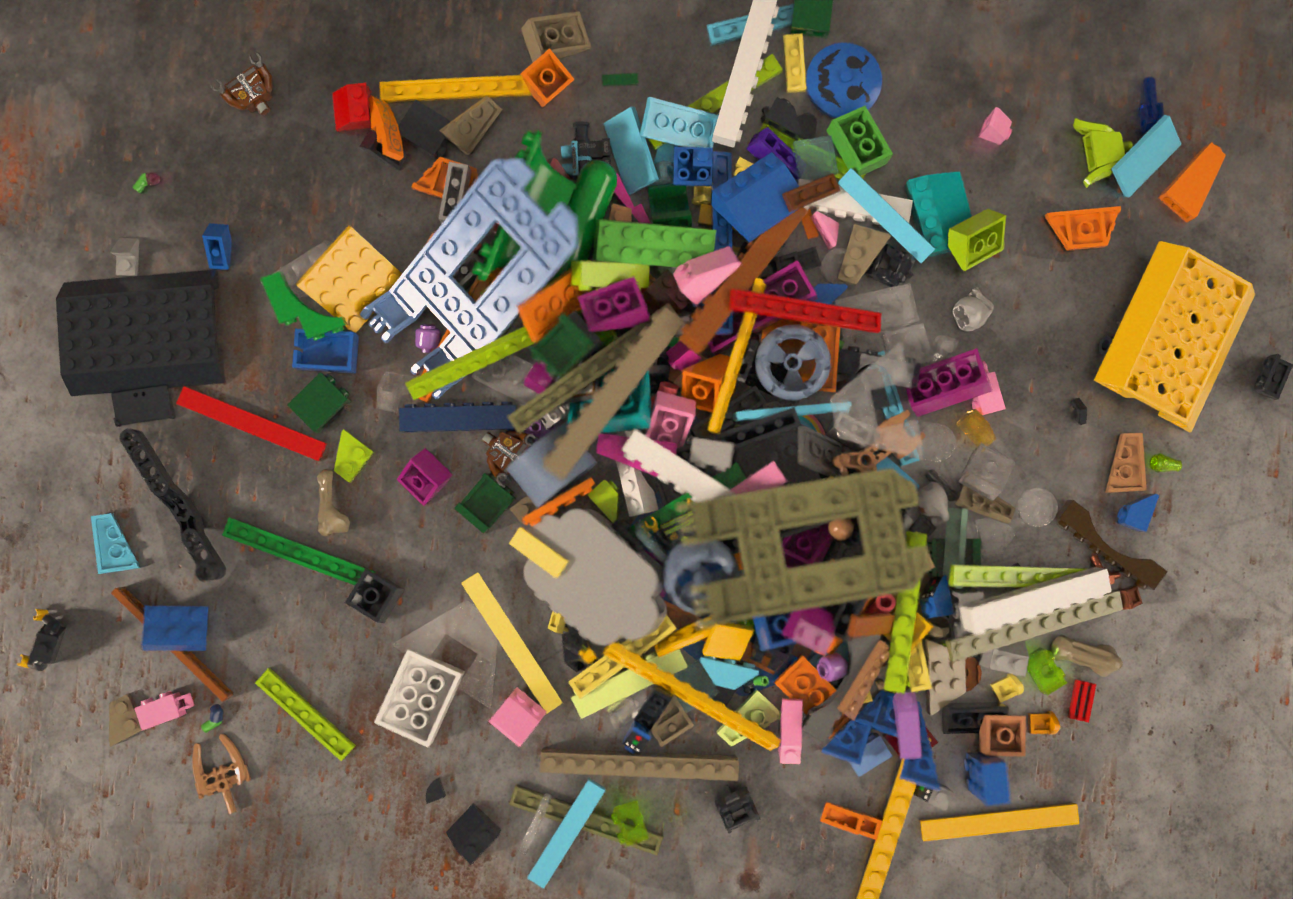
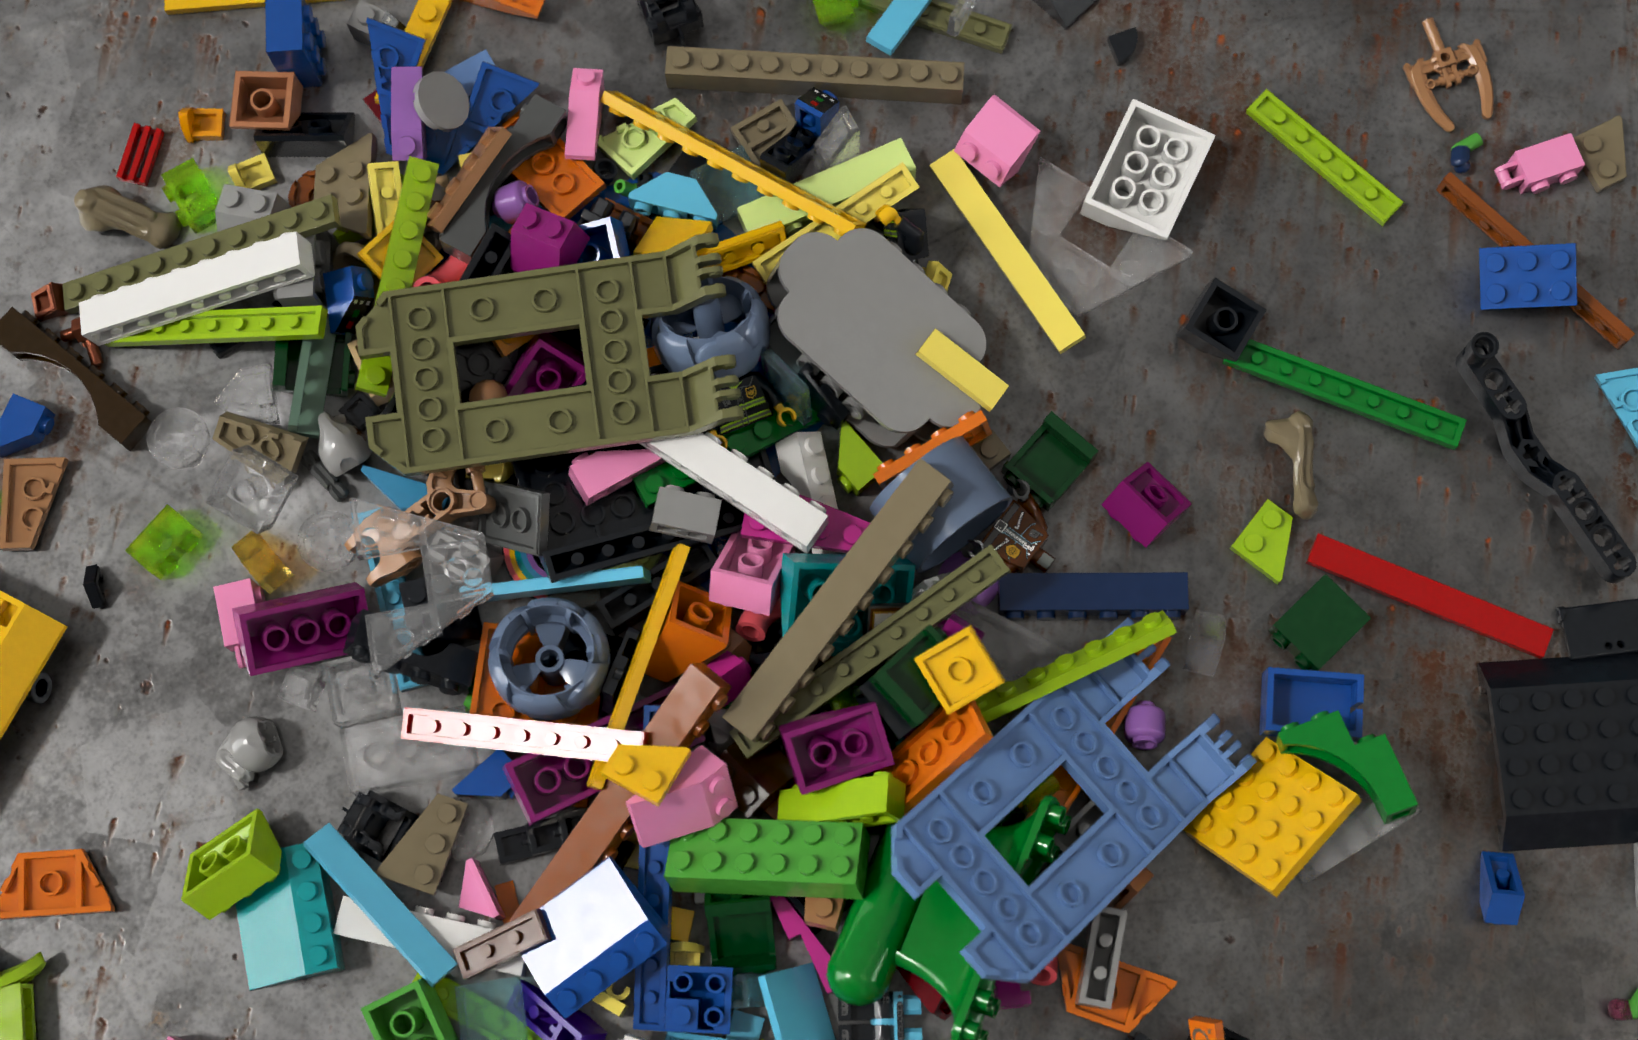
camera: 175 degrees left, 10 degrees down
(537, 347) = (959, 669): none -> yellow tile
(729, 283) = (646, 769): none -> yellow wing
(777, 697) = (603, 166): none -> black hinge
(871, 624) = (452, 251): dark orange tile -> none
(886, 733) = (441, 101): none -> light grey tile
(1049, 434) = (147, 544): none -> clear neon green brick

